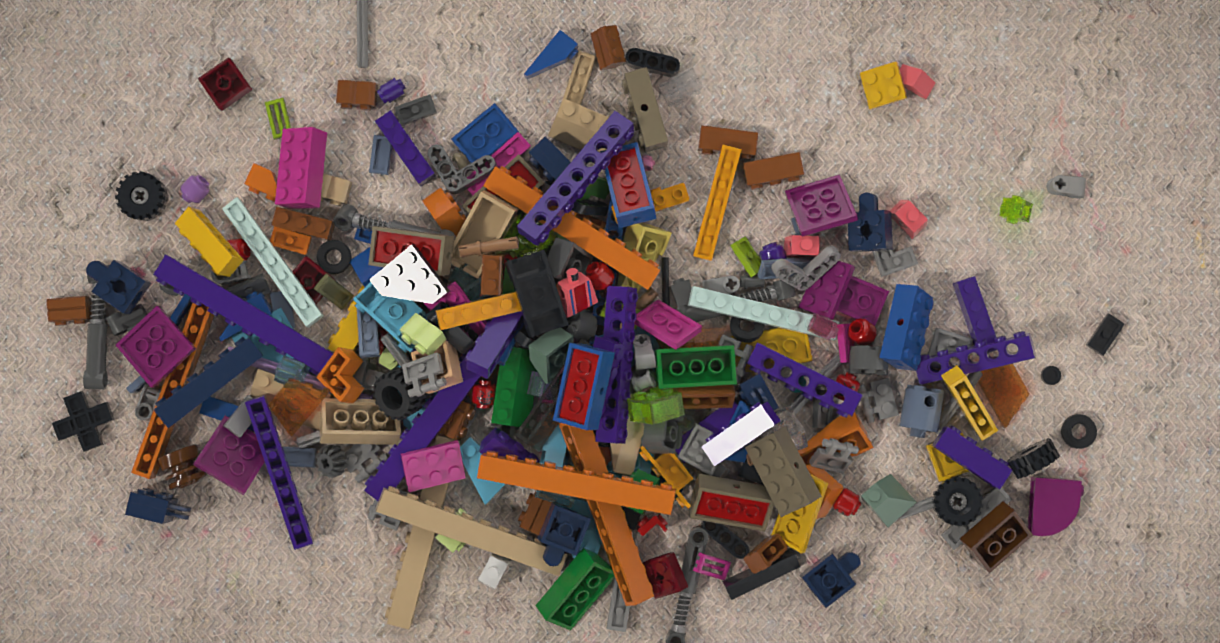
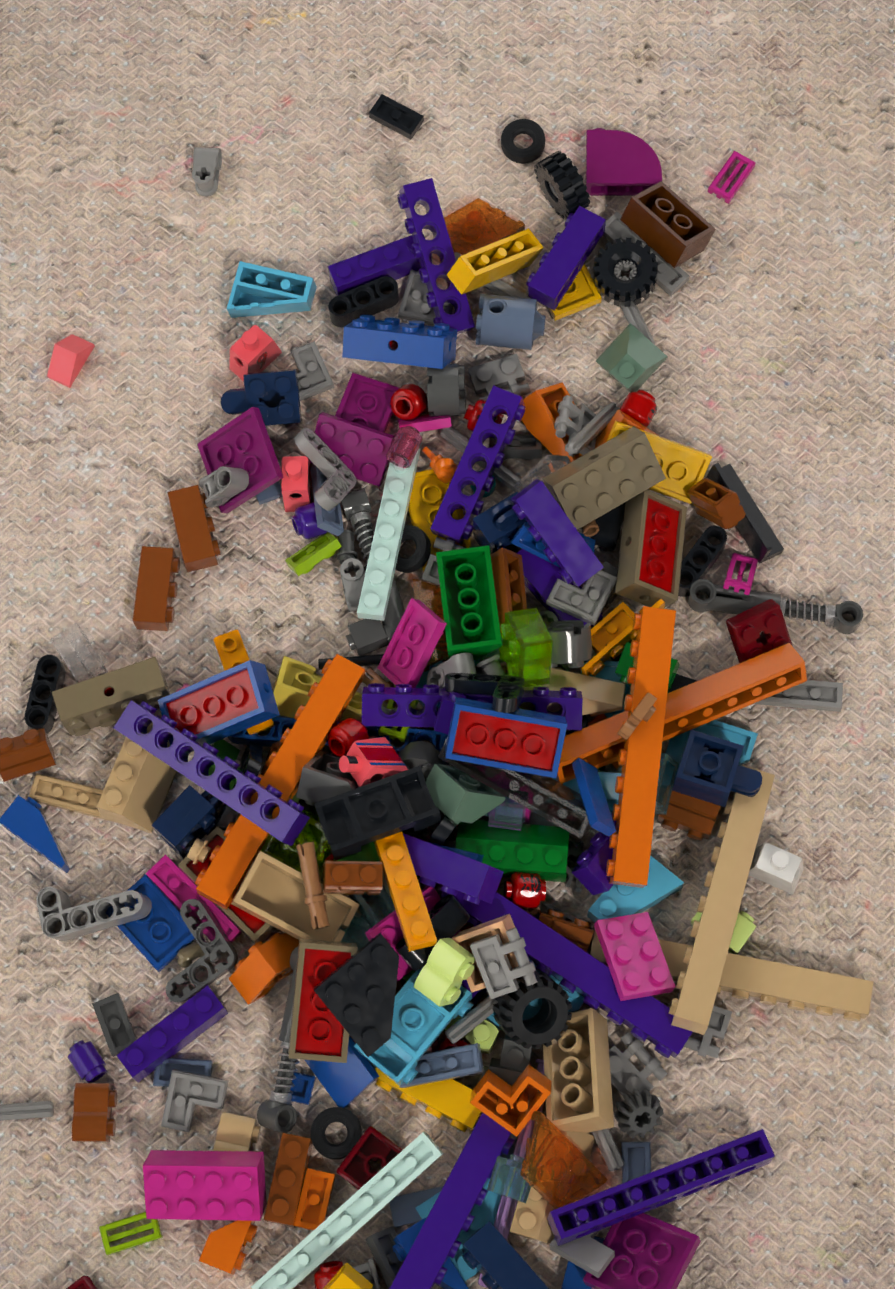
camera: 85 degrees left, 15 degrees down
(334, 291) = (387, 1125): olive tile -> none
(367, 159) = (186, 1091): none -> light grey tile
(491, 97) = (95, 910): none -> light grey beam
(525, 169) = (199, 851): none -> tan plate
(542, 445) = (593, 797): none -> blue tile
(576, 589) = (791, 752): green slope -> none
(595, 484) = (643, 711): none -> medium nougat plate
(624, 388) = (506, 690): none -> black beam
(648, 523) = (690, 658): red bracket -> none
(717, 202) = (239, 595): light orange plate -> none
(801, 193) = (223, 485): none -> light grey piece
(805, 355) = (443, 467): none -> orange piece
(828, 466) = (591, 430): none -> light grey axle
(830, 576) = (740, 414): dark blue brick -> none
(883, 85) = (75, 395): yellow plate -> none
(954, 309) = (370, 291): none -> black beam
(959, 229) = (269, 291): none -> medium azure wedge
(1015, 209) = (238, 226): clear neon green brick -> none
(1025, 580) = (721, 193): none -> dark pink tile
(1050, 375) = (452, 177): black tile -> none

